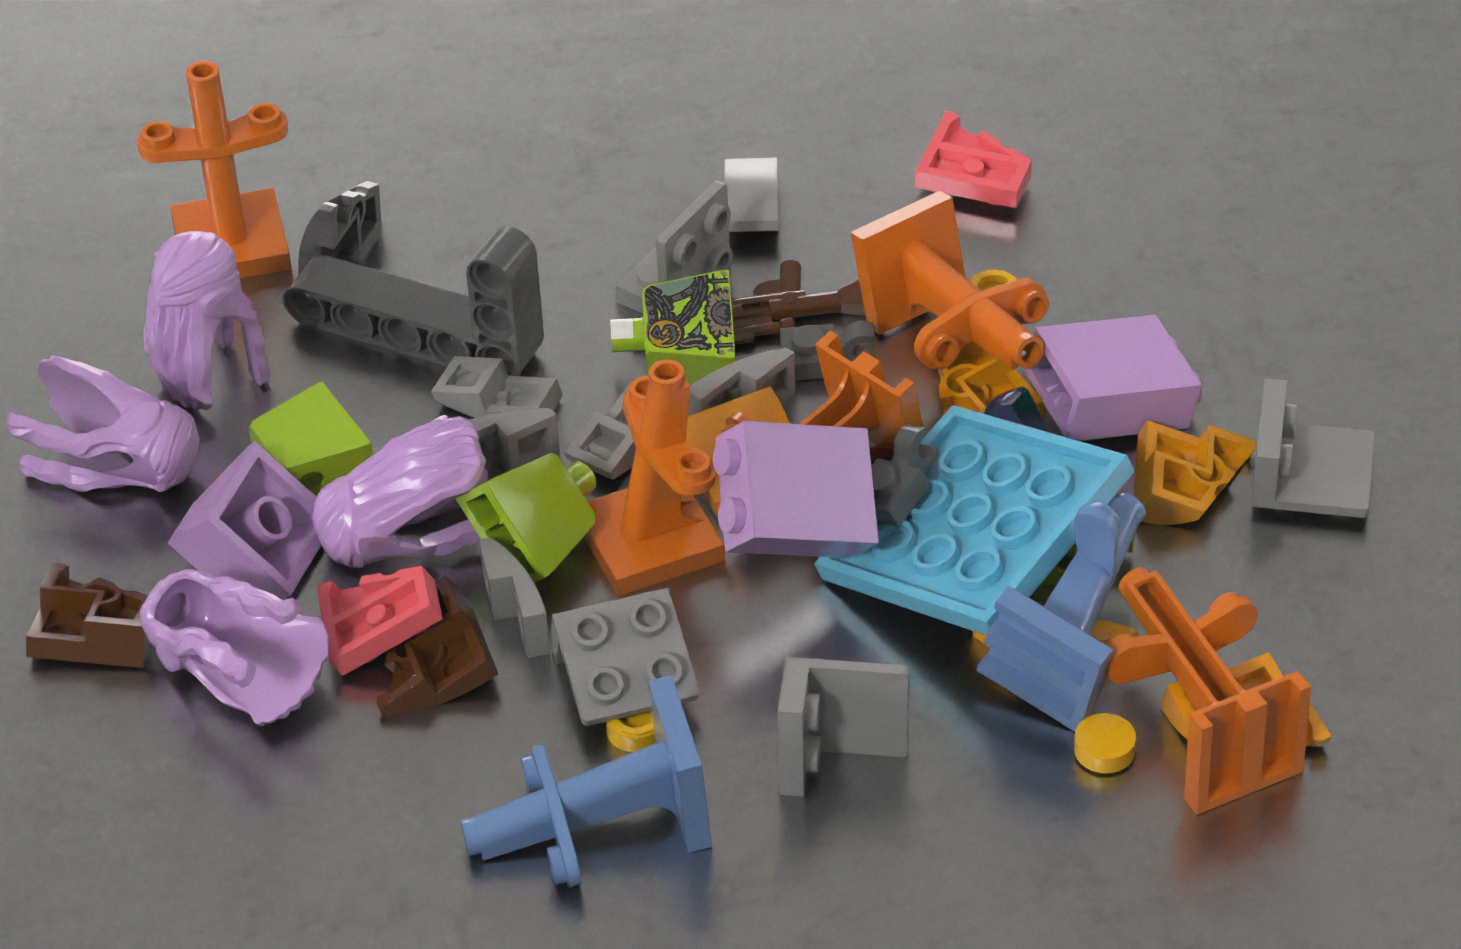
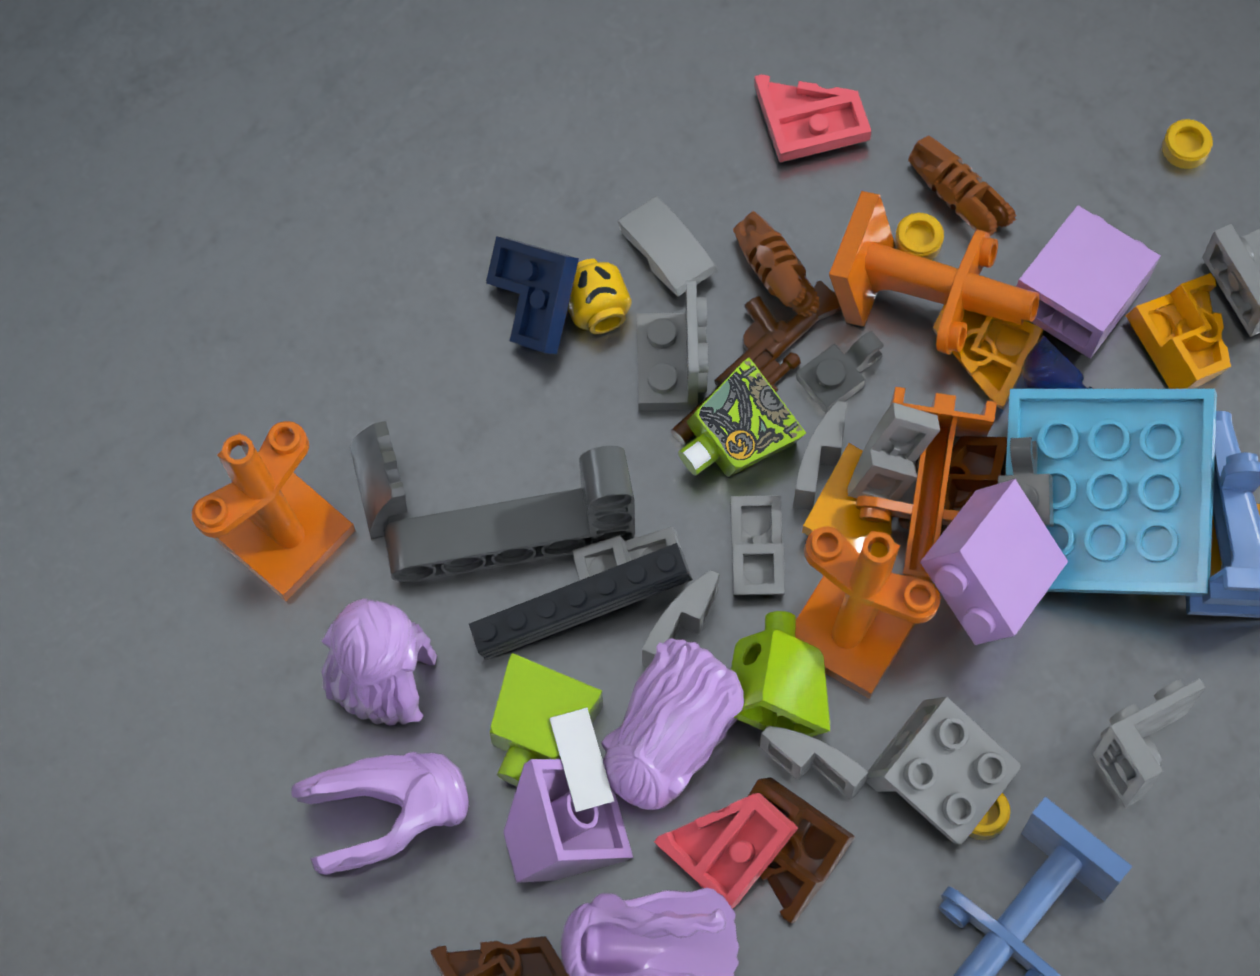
camera: 35 degrees left, 25 degrees up
(304, 479) = (581, 759): none -> white sticker
(426, 382) = (580, 601): none -> black piece
(602, 153) = (544, 287): none -> dark blue plate
(651, 197) = (598, 297): none -> yellow head
(798, 385) = (890, 455): none -> light grey slope
(831, 246) = (776, 264): none -> dark orange hinge
(1065, 270) = (960, 187): none -> dark orange hinge
(1327, 342) = (1187, 144): none -> yellow tile

